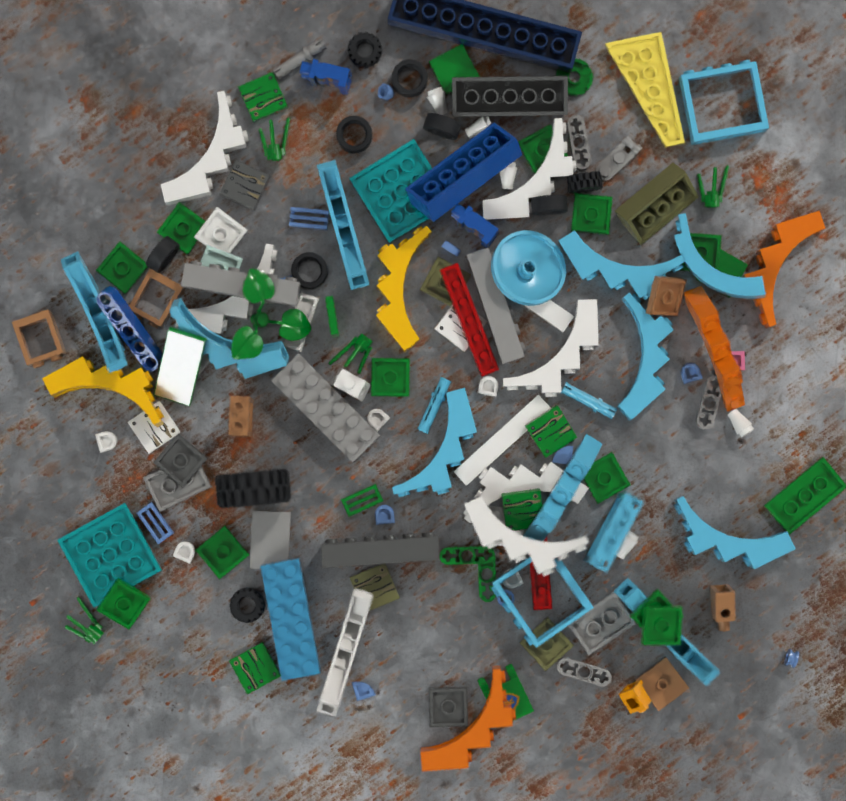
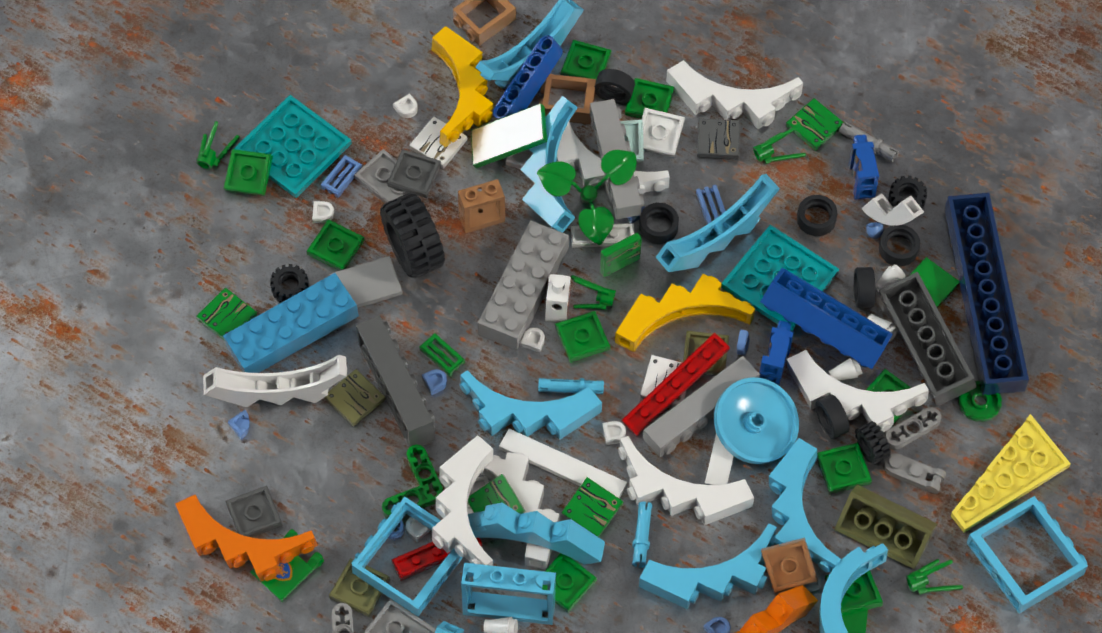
camera: 70 degrees right, 25 degrees down
(385, 66) = (883, 212): none -> white brick

